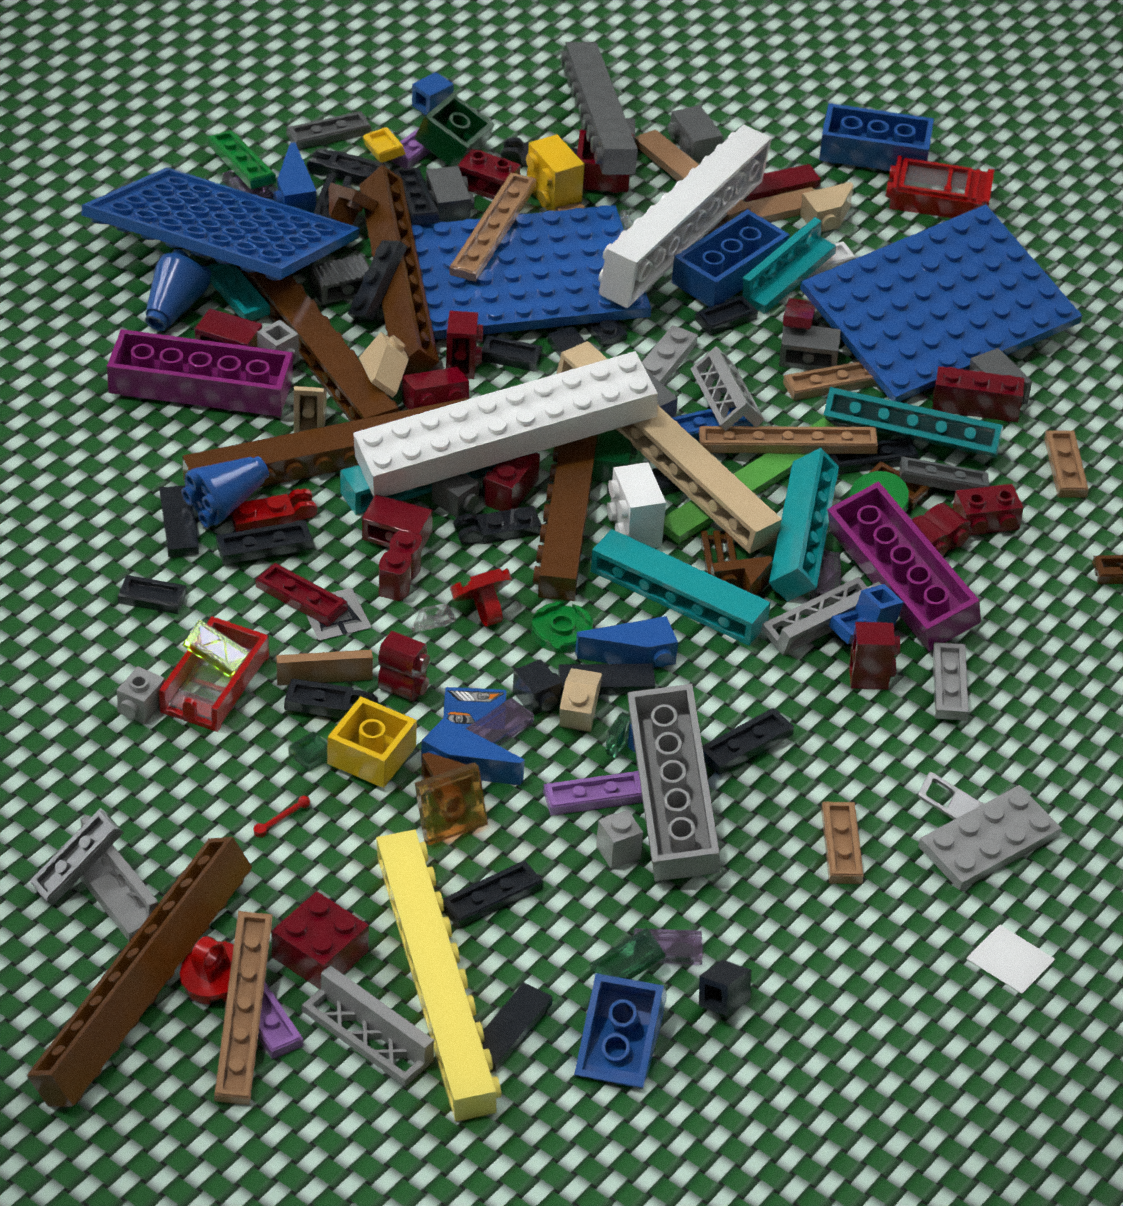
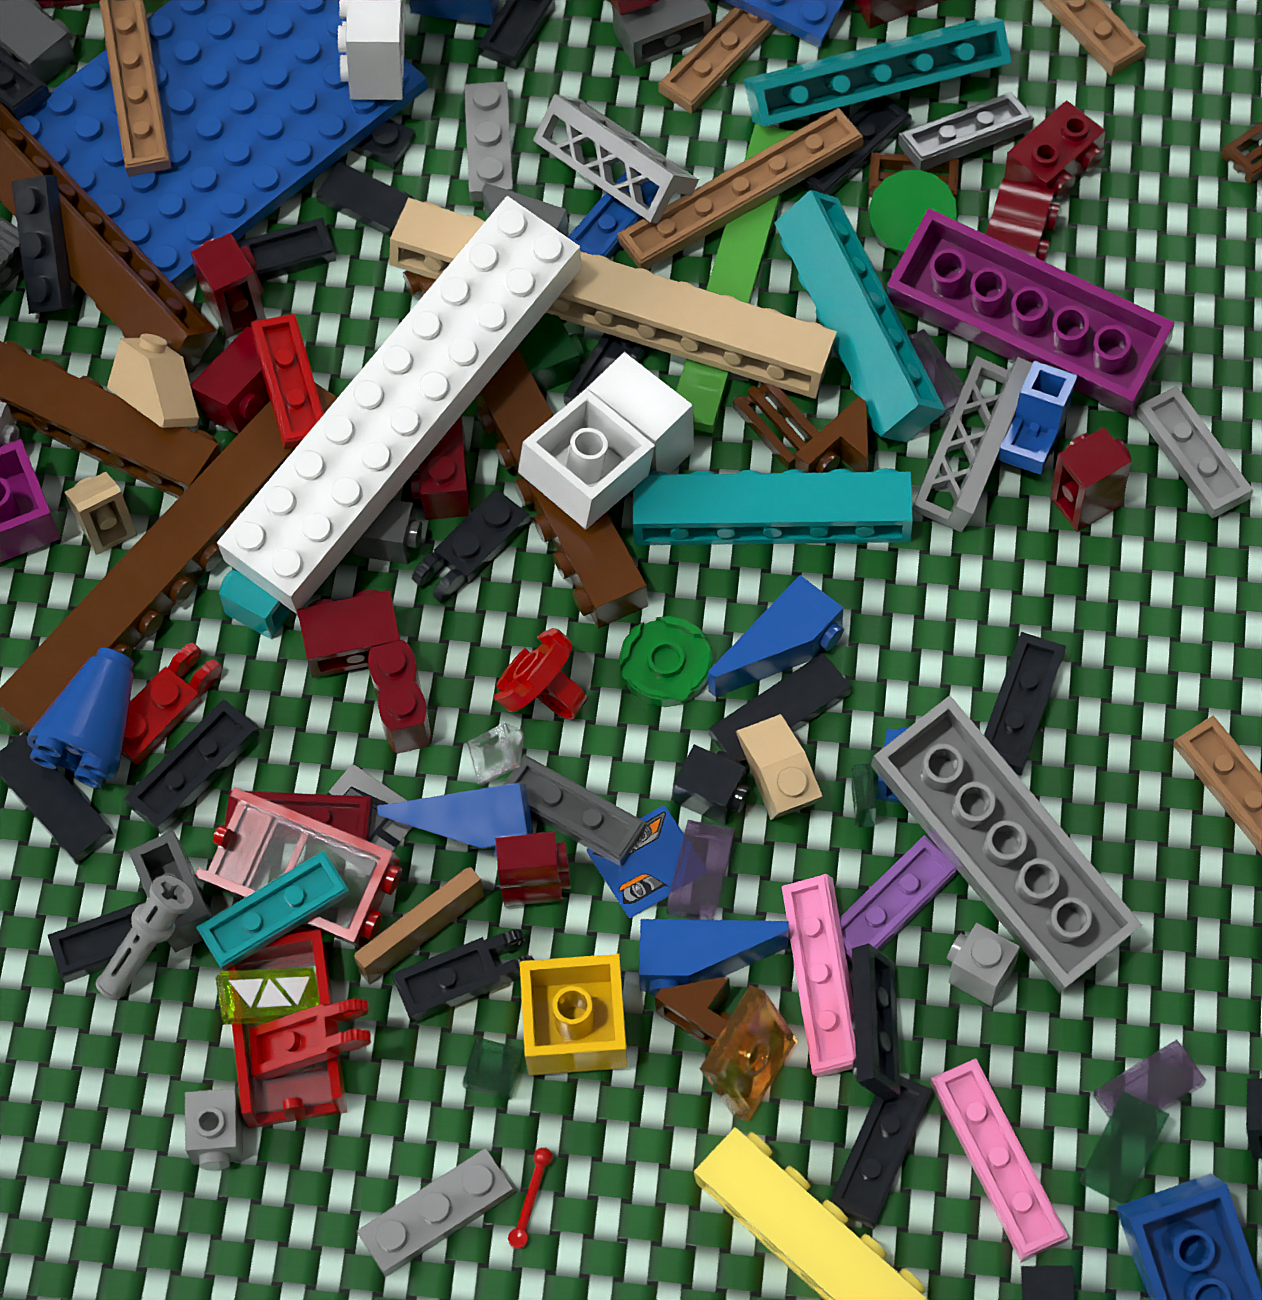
camera: 25 degrees left, 20 degrees up
(180, 579) = (151, 924): none -> light grey pin
(206, 583) = (168, 857): none -> dark grey brick
(221, 673) = (306, 1038): none -> red hinge
(226, 794) = (435, 1212): none -> light grey plate
(250, 611) = (273, 911): none -> teal tile
(283, 608) = (272, 840): none -> door
(379, 622) = (468, 816): none -> slope
(453, 665) = (578, 811): none -> dark grey tile
(460, 382) = (287, 377): none -> red tile
(525, 800) = (821, 973): none -> bright pink tile
(535, 830) = (875, 1022): none -> black plate
(553, 933) = (998, 1160): none -> bright pink tile
(586, 499) = (586, 458): none -> white brick

